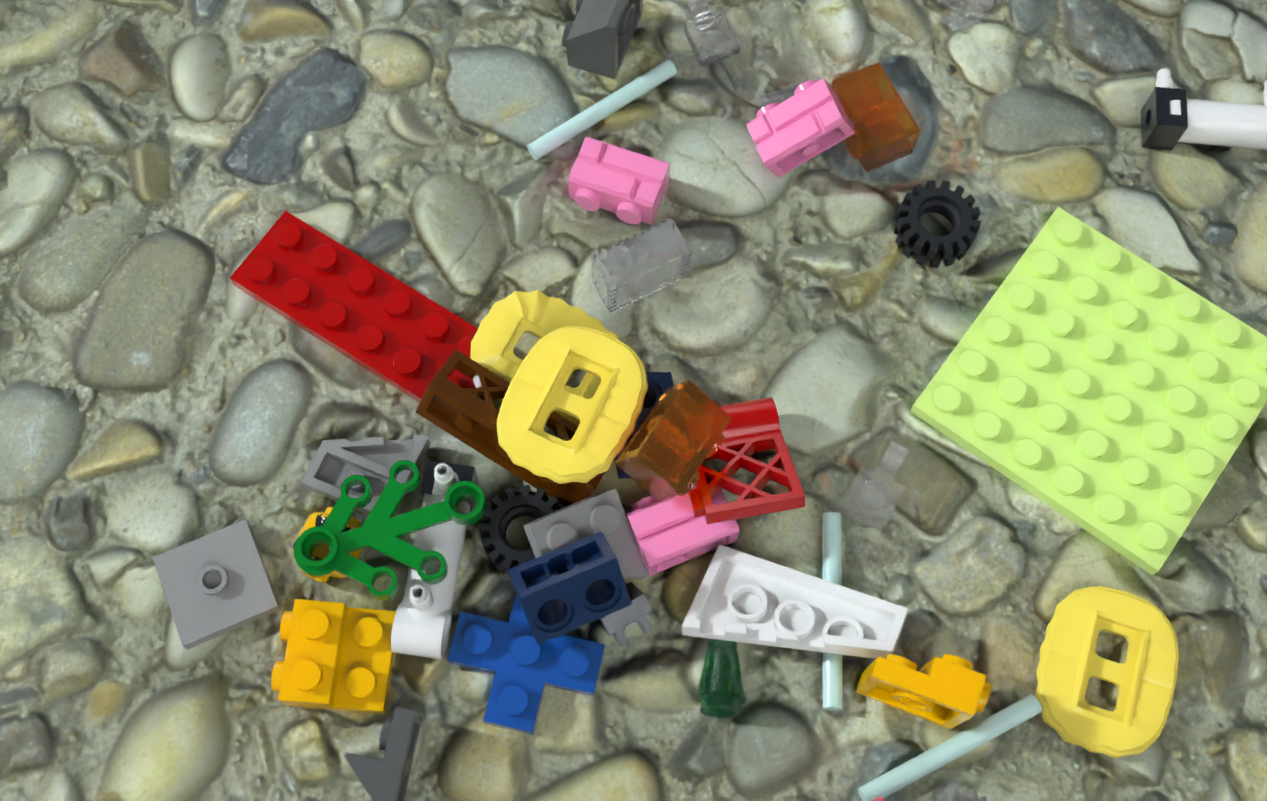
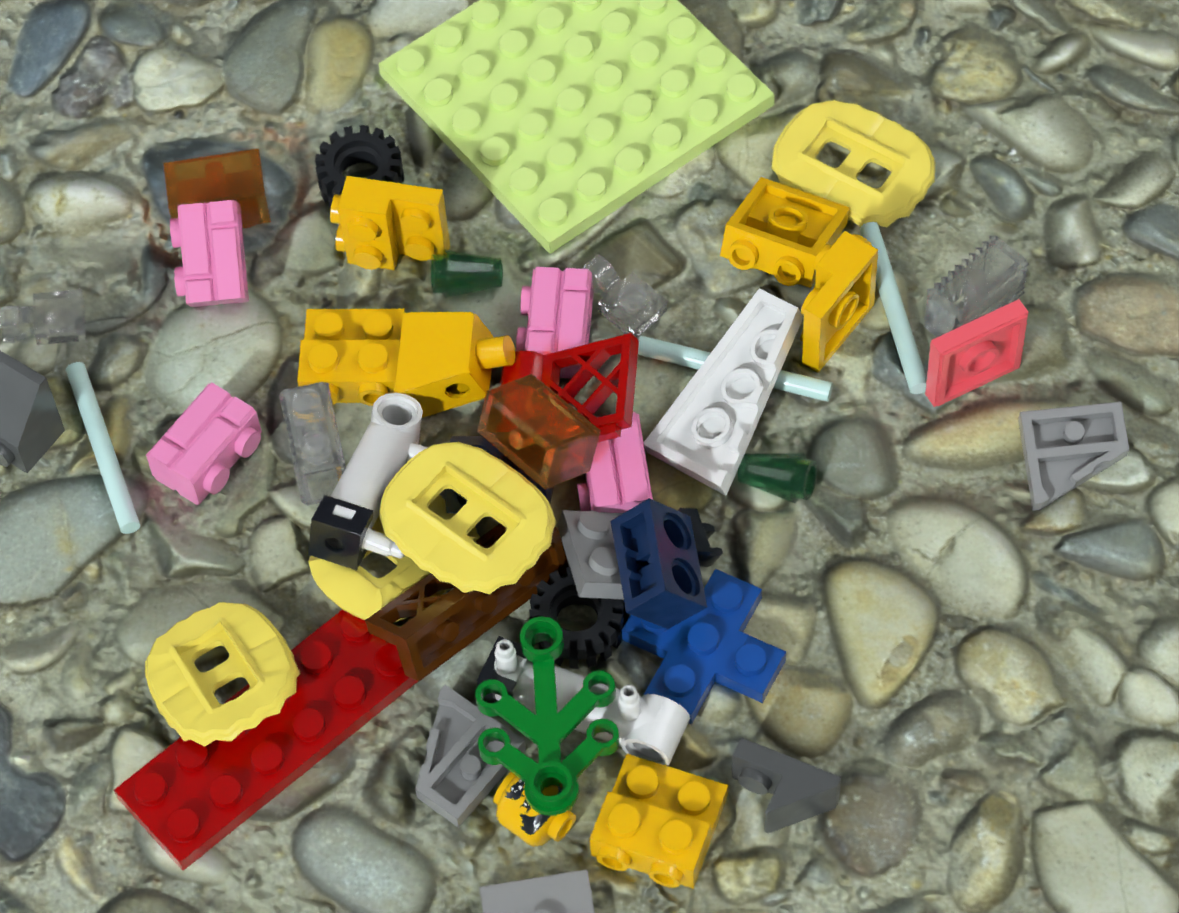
camera: 70 degrees left, 10 degrees down
(382, 236) = (187, 695): none -> light yellow piece
(547, 306) = (344, 521): none -> white piece
(744, 273) = (351, 352): none -> yellow plate
(751, 347) = (448, 359): none -> yellow torso
(831, 432) = (557, 312): none -> bright pink brick
(856, 340) = (464, 273): none -> clear green cone
(875, 257) = (387, 221): none -> yellow plate
(996, 618) = (782, 231): none -> yellow plate

